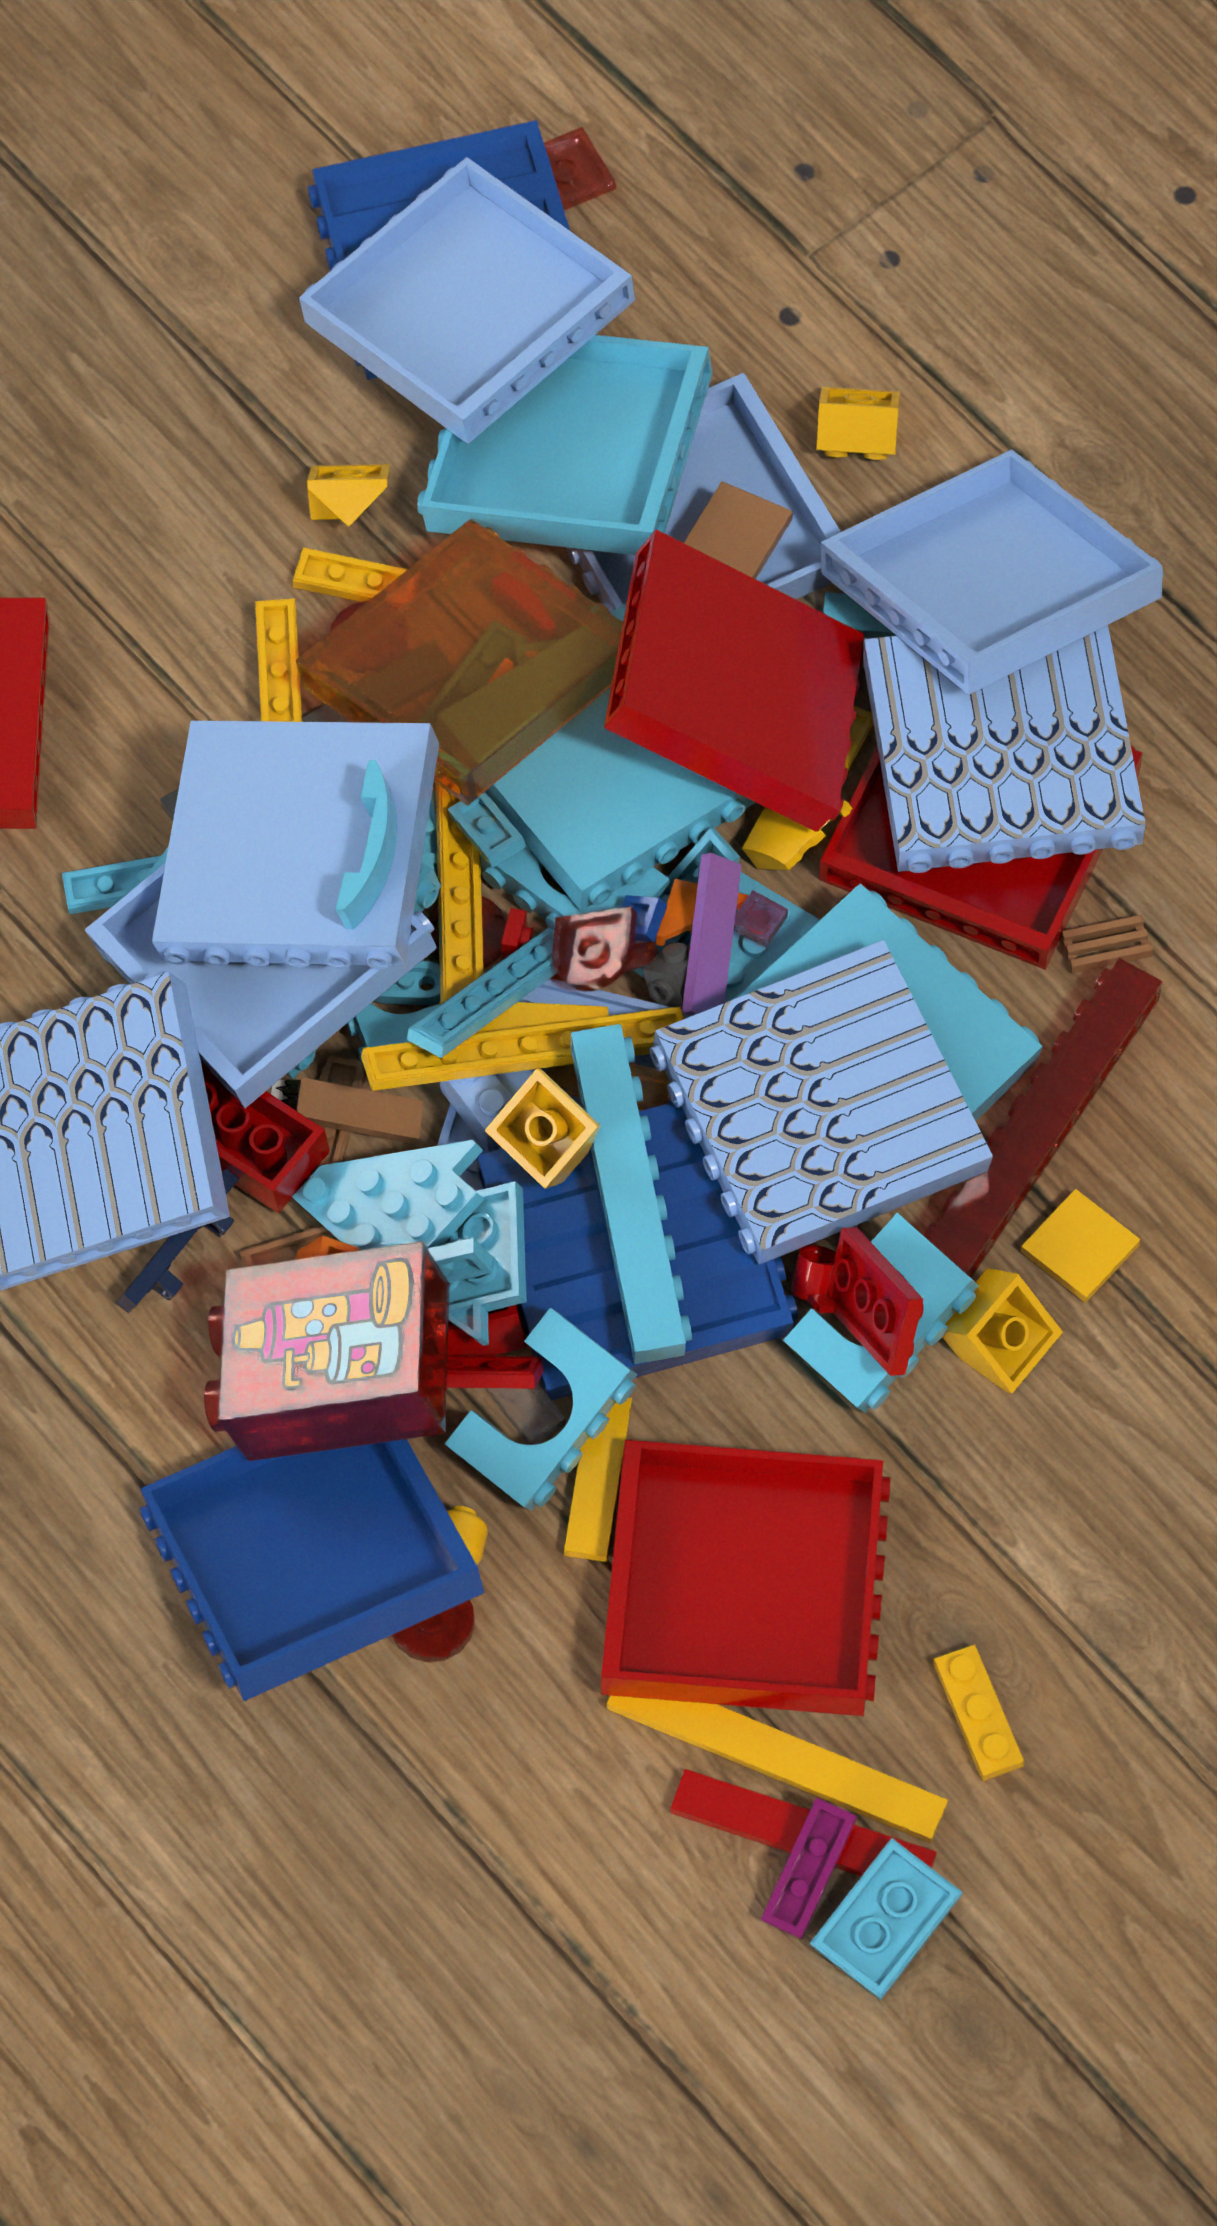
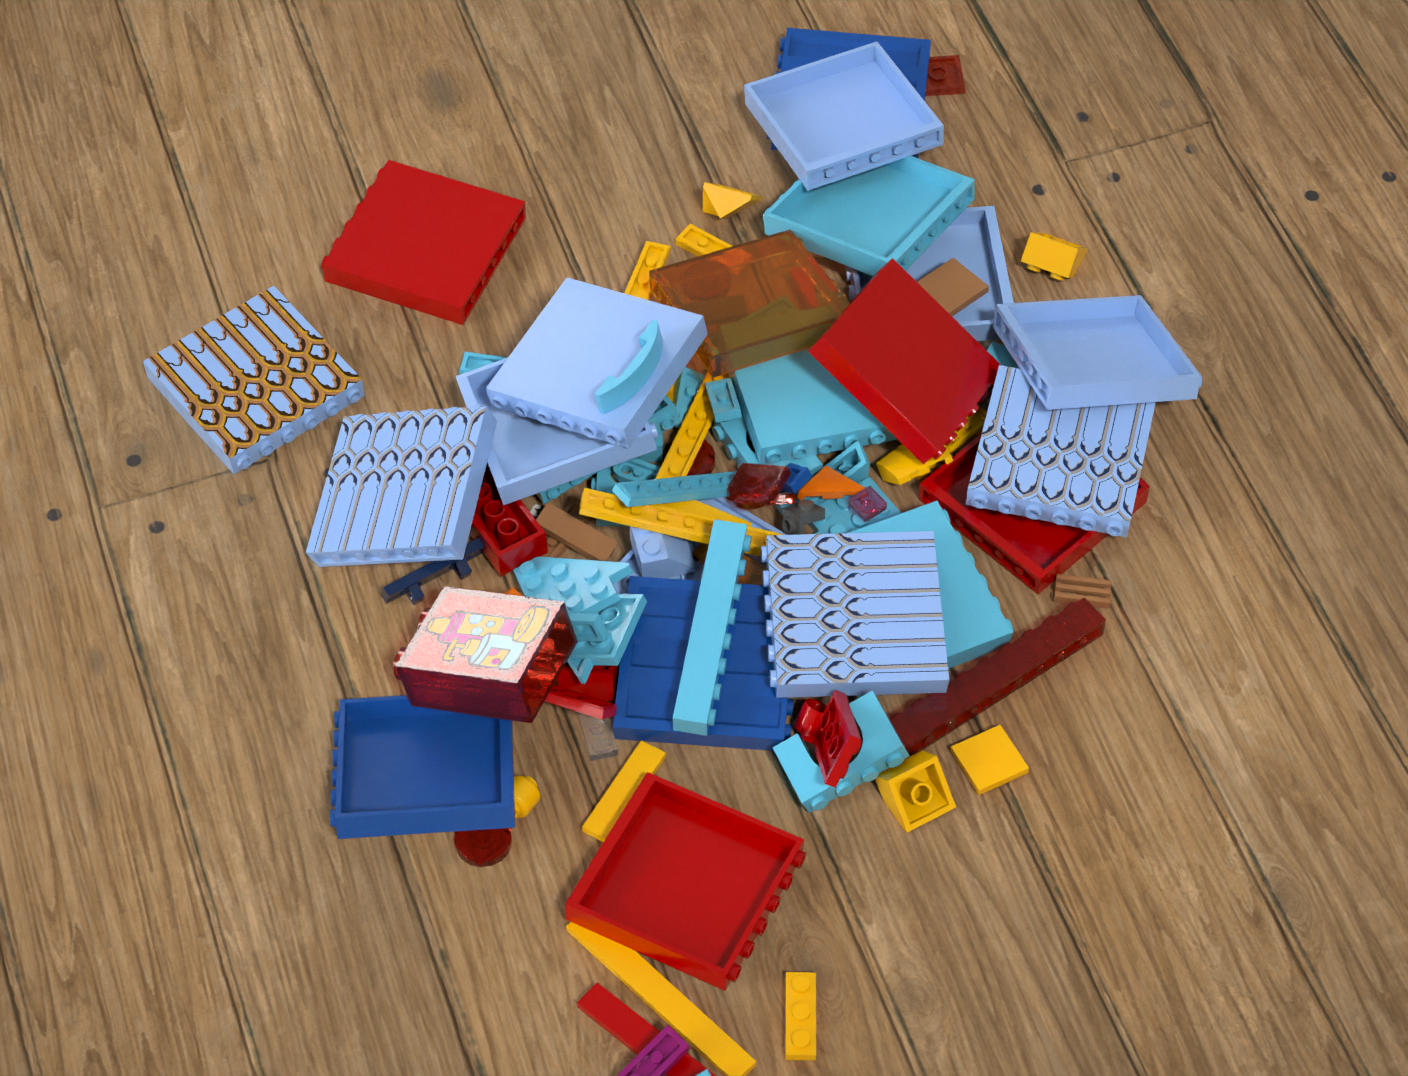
camera: 20 degrees right, 10 degrees down
(515, 932) = (716, 464): red plate -> none
(544, 1130) = (672, 569): yellow slope -> none
(596, 1385) = (641, 732): medium azure arch -> none
(711, 934) = (835, 495): medium lavender tile -> none

